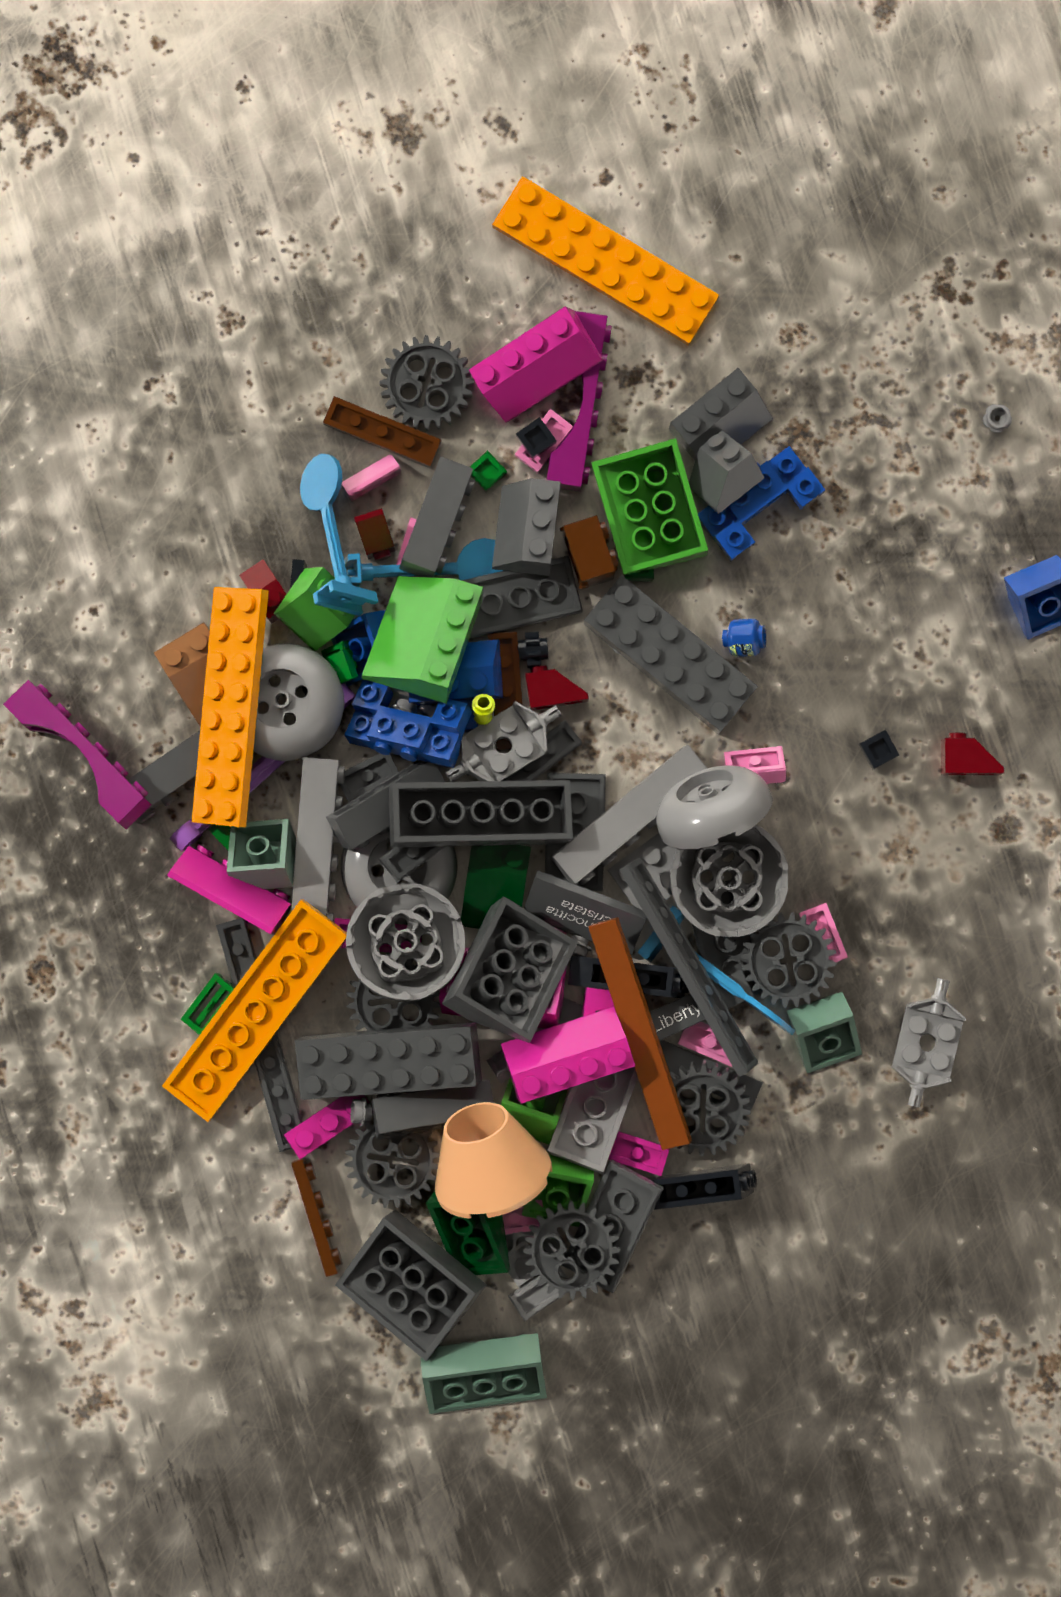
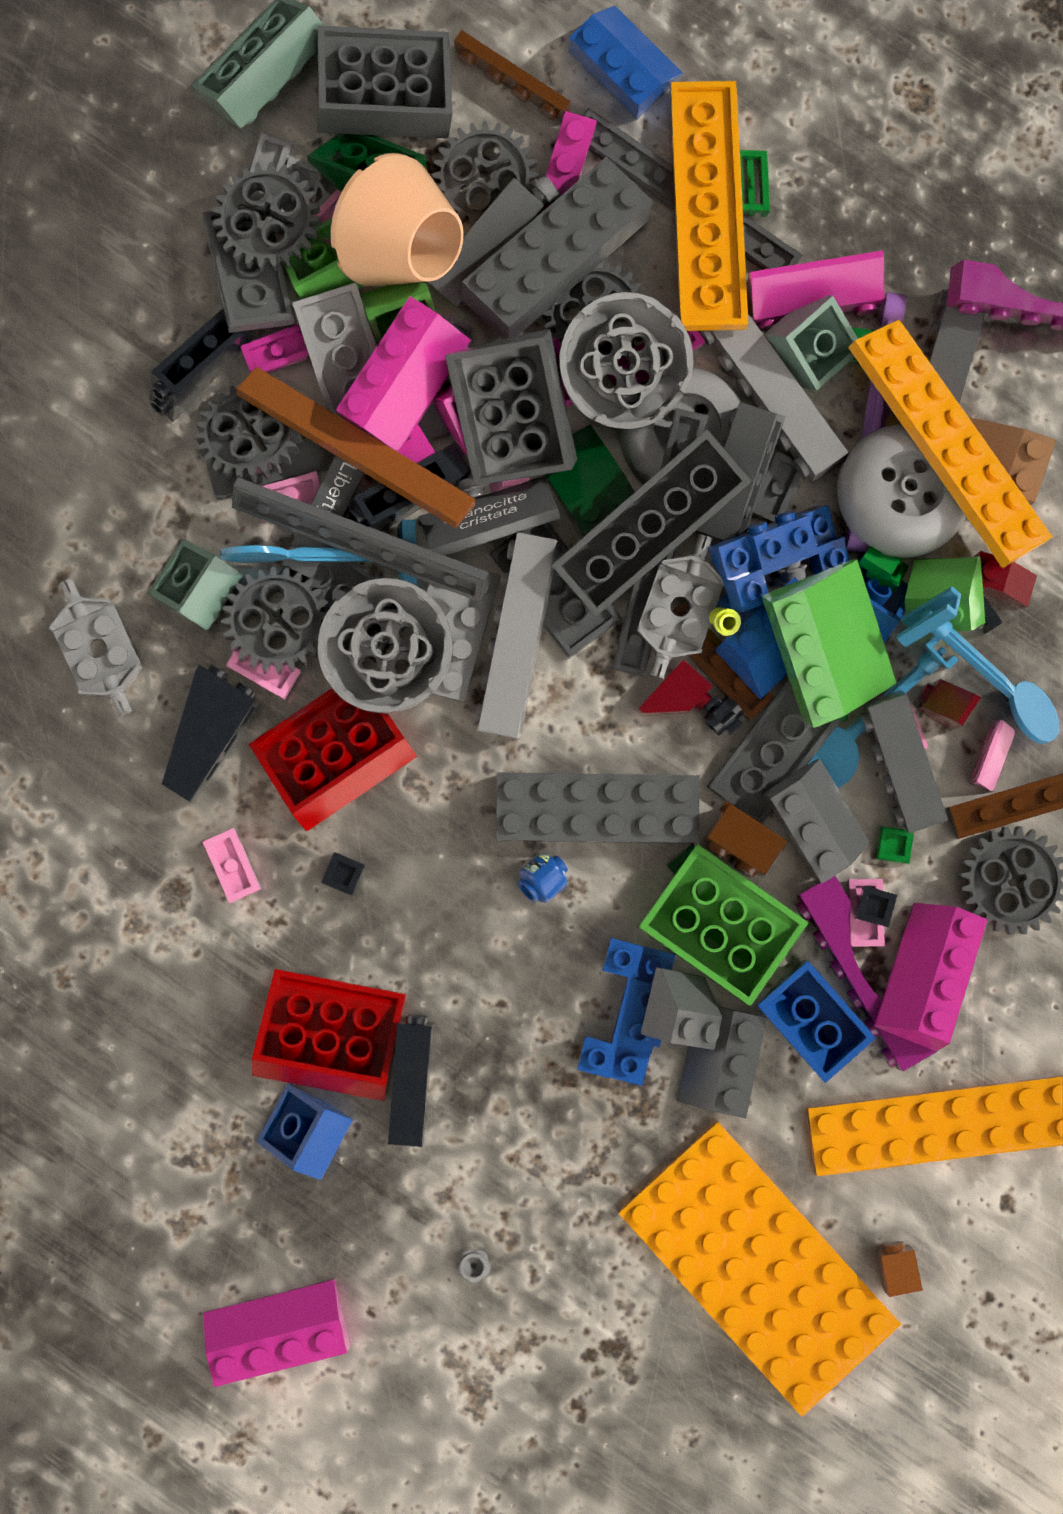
camera: 140 degrees right, 0 degrees up
(226, 1165) = (623, 60): none -> blue slope
(638, 395) = (815, 1020): none -> blue slope
(712, 806) = (448, 694): light grey brick -> none
(714, 191) = (899, 1269): none -> dark orange brick
(766, 762) = (442, 771): bright pink slope -> none
(806, 266) = (759, 1268): none -> light orange plate
(827, 838) = (329, 756): none -> red slope
(896, 922) = (207, 731): none -> black slope
(943, 572) = (411, 1081): none -> black slope
(951, 816) = (232, 865): none -> bright pink plate
(967, 757) = (259, 928): dark red slope -> none
(974, 648) = (328, 1035): none -> red slope

